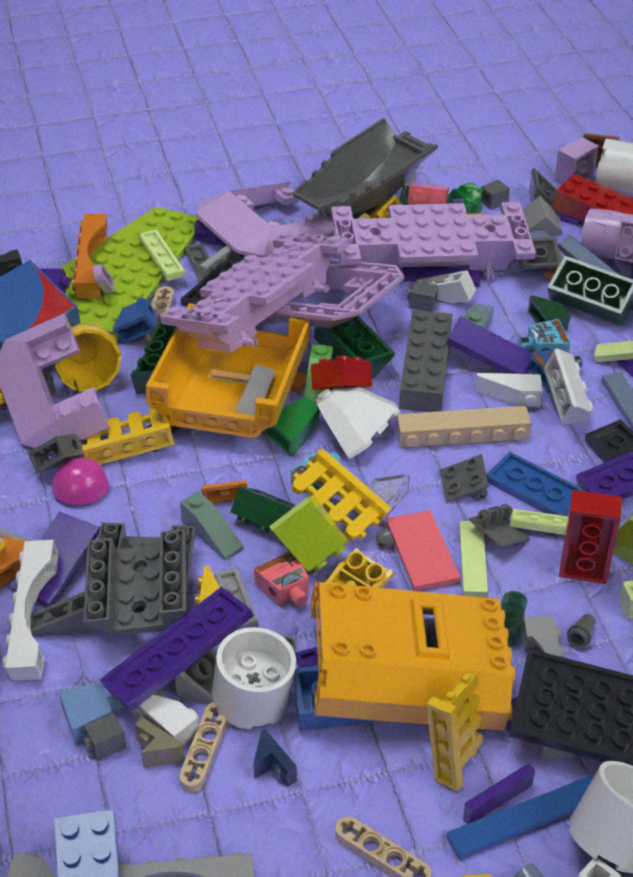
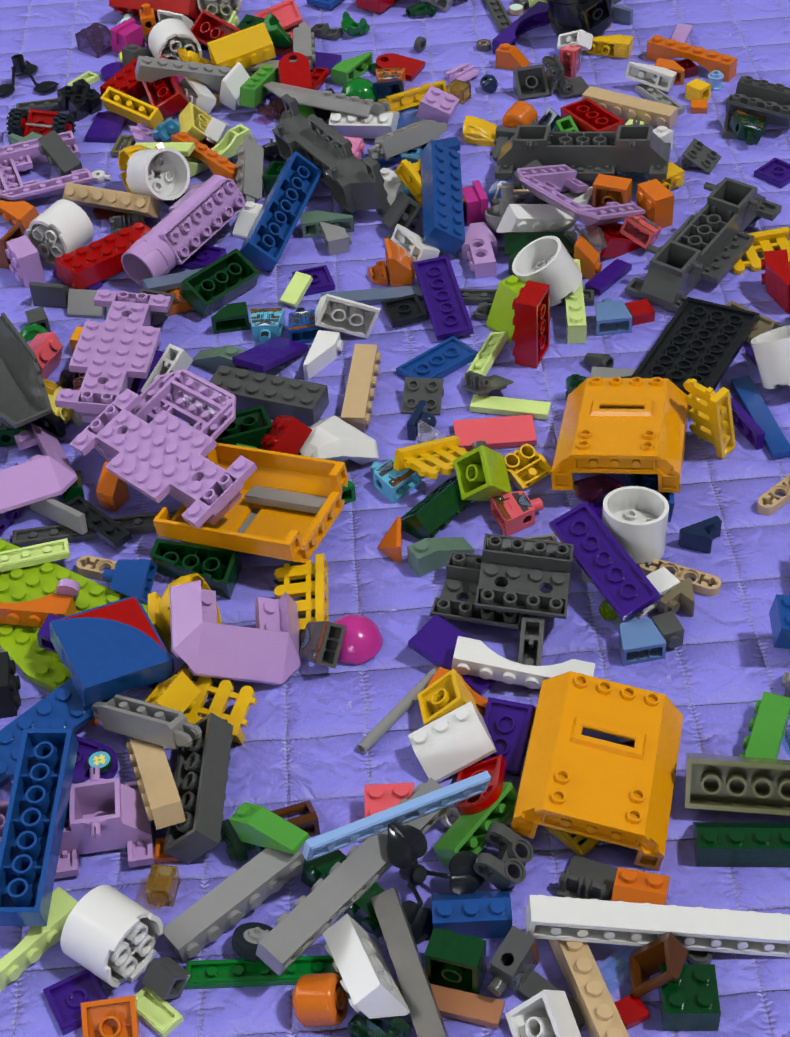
camera: 75 degrees left, 0 degrees up
(423, 481) = (420, 413): none -> dark blue tile

